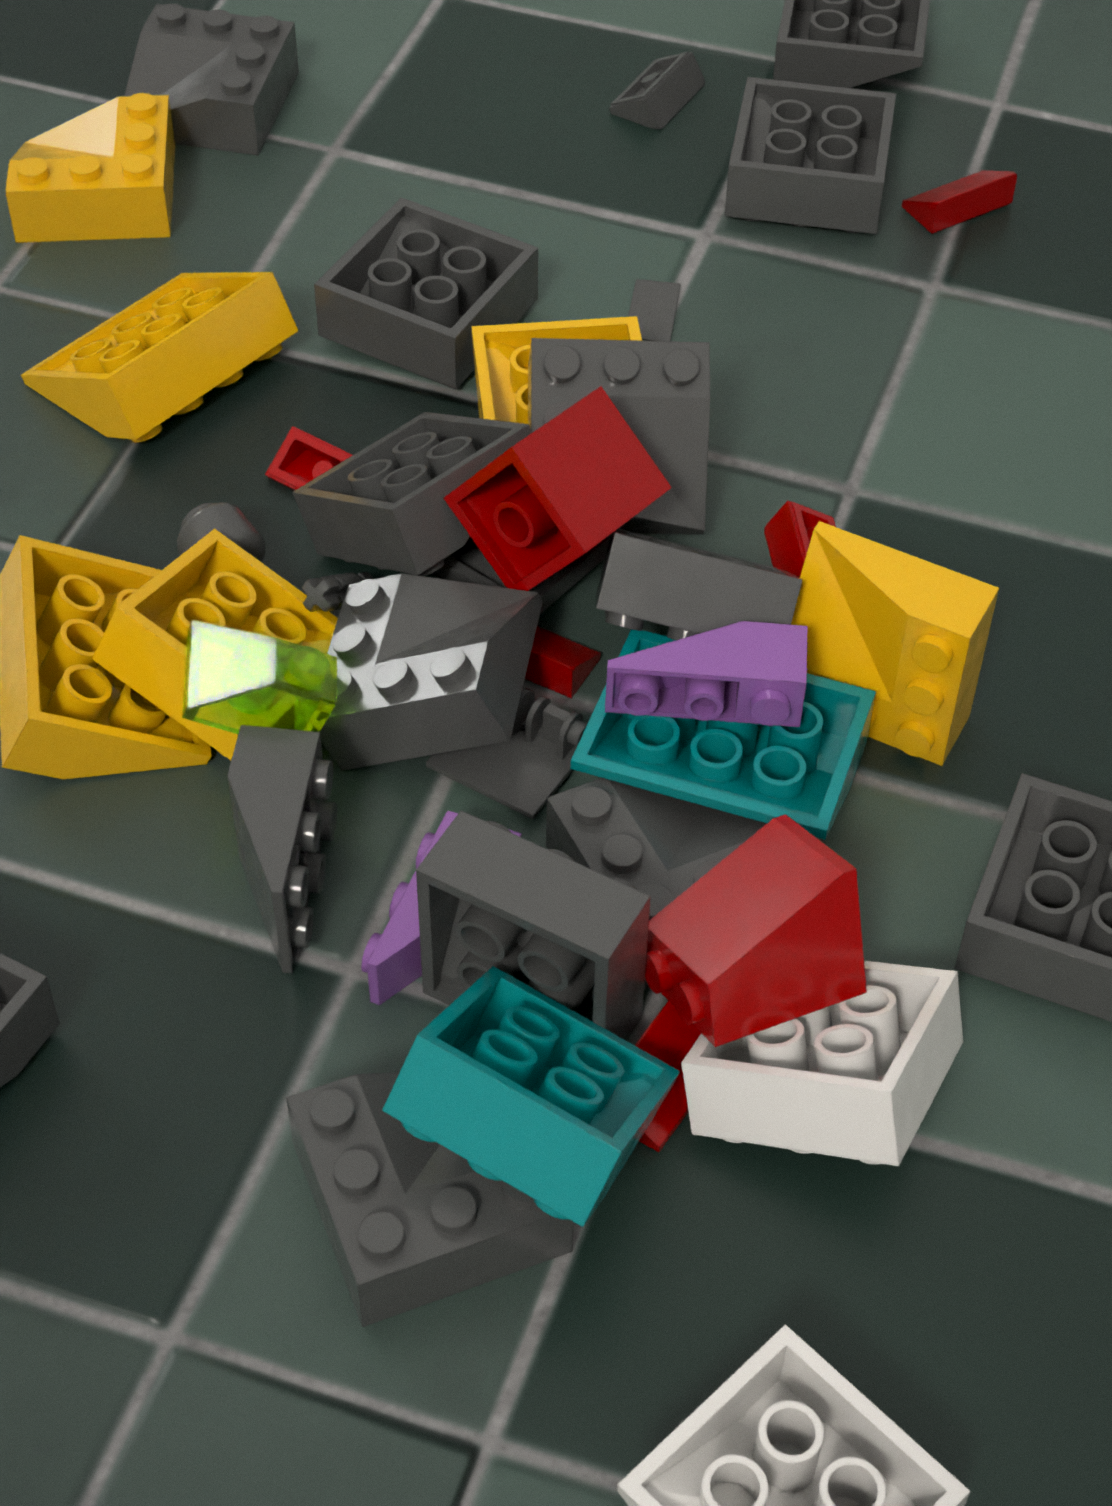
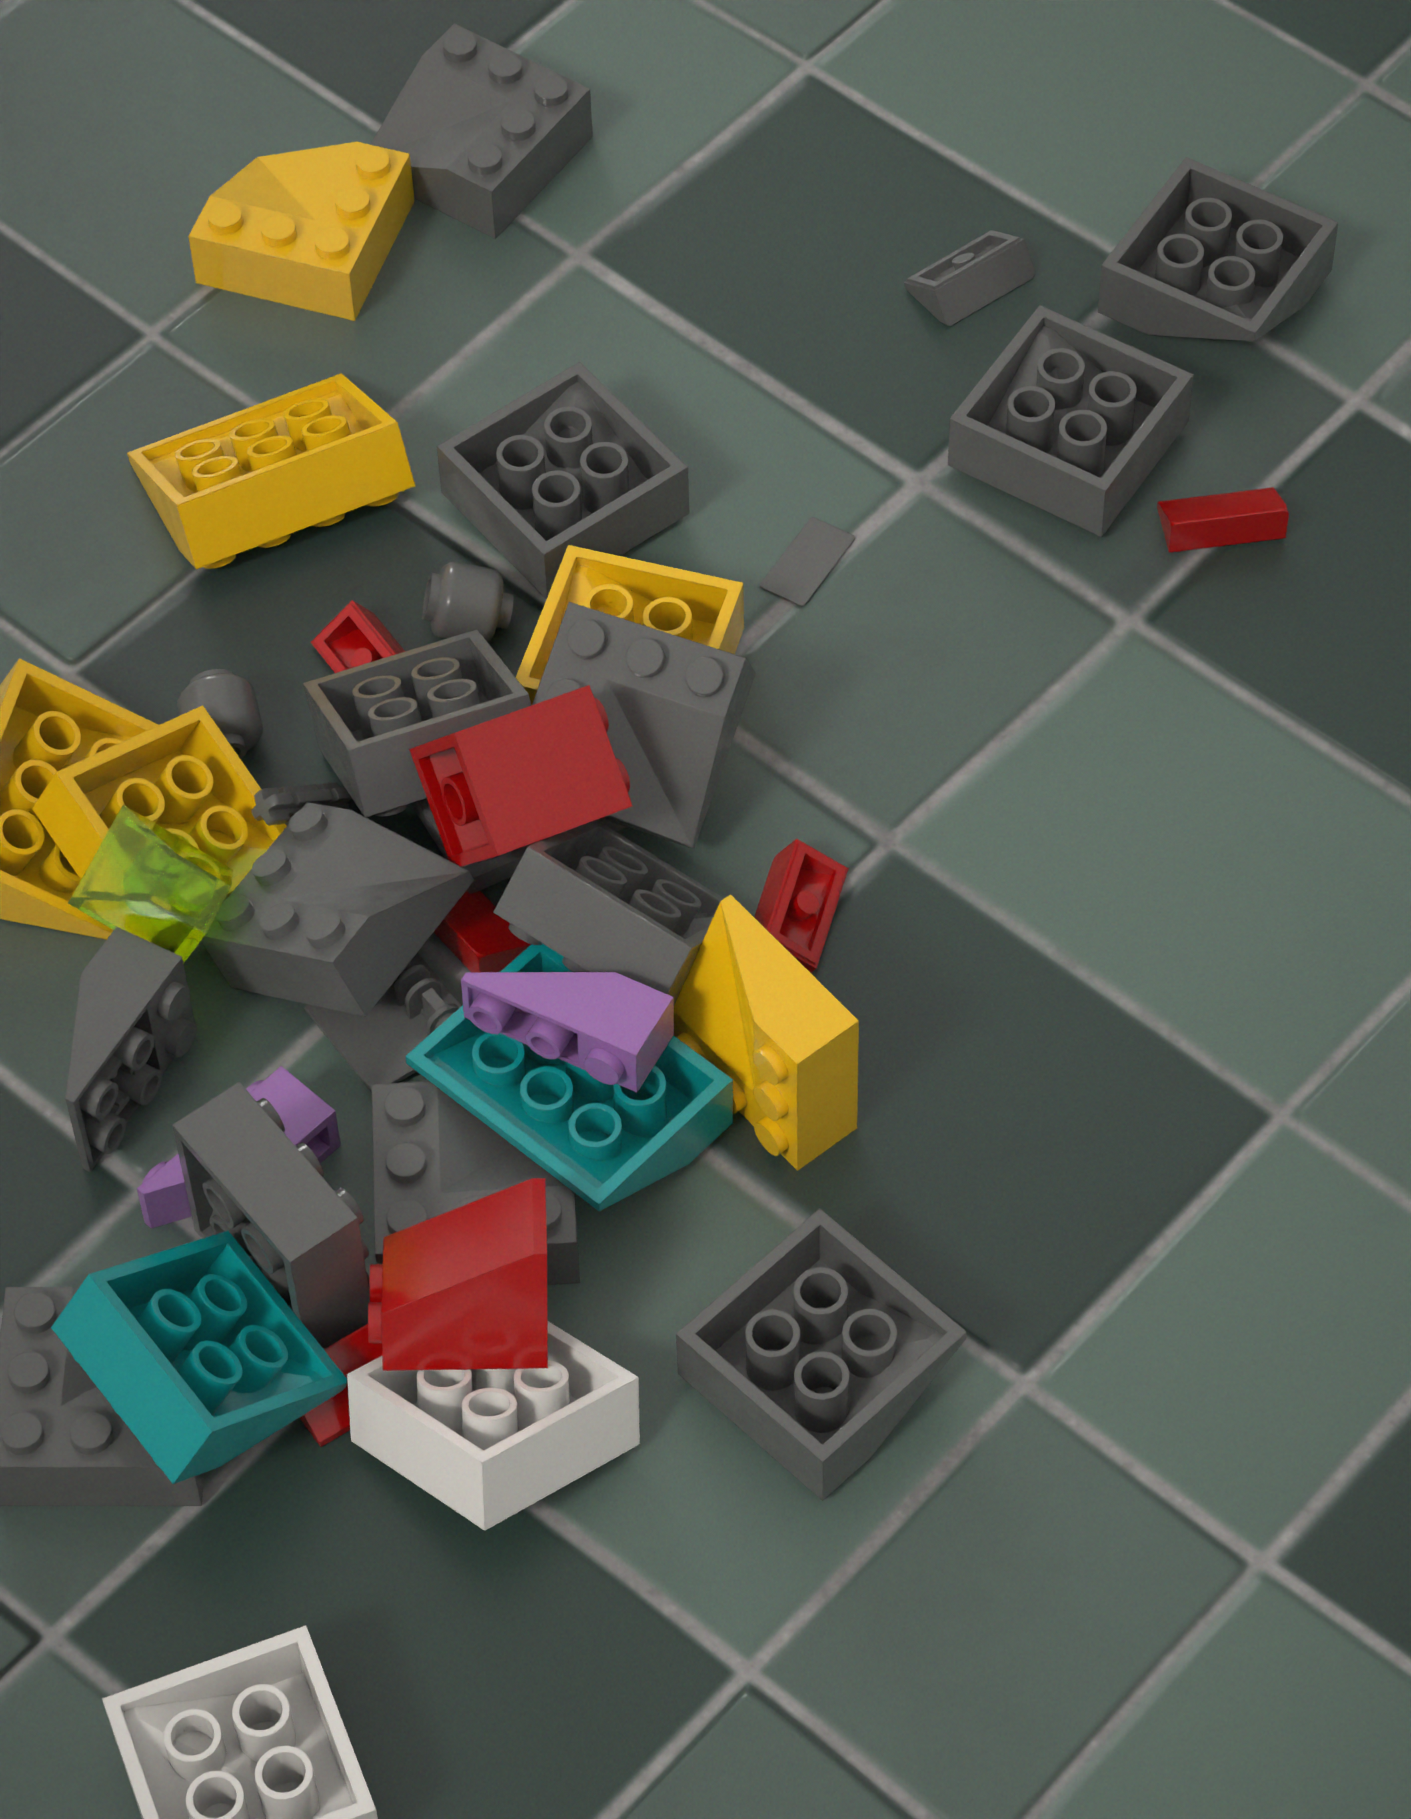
camera: 25 degrees right, 5 degrees up
(390, 399) = (466, 600): none -> dark grey head

